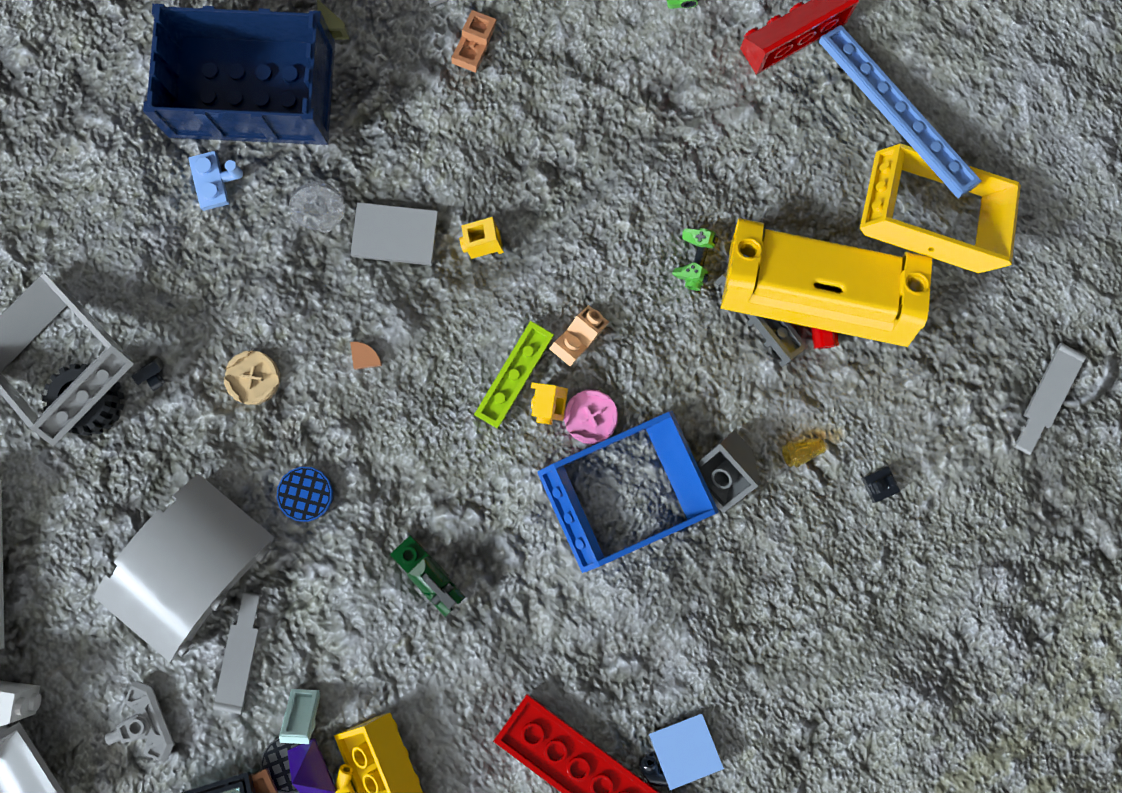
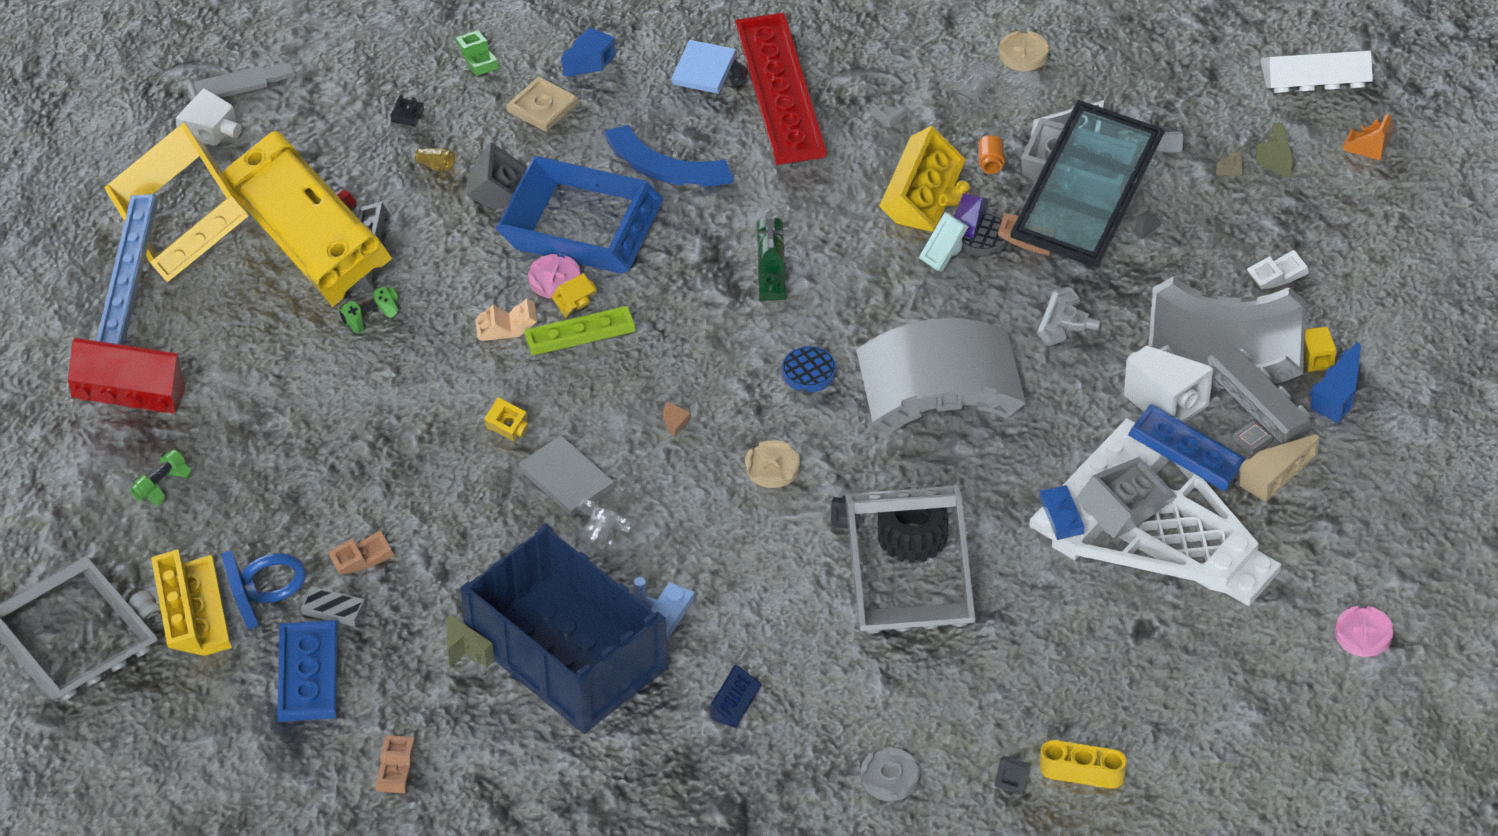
camera: 135 degrees left, 35 degrees down
(93, 146) = (734, 697): none -> slope
(238, 657) = (972, 303): light grey piece -> none
(617, 607) = (665, 168): none -> blue tile
(782, 592) = (542, 104): none -> tan tile
(795, 680) = (589, 53): none -> blue slope
(893, 600) = (476, 53): none -> bright green slope
(1024, 330) = (210, 118): none -> white torso

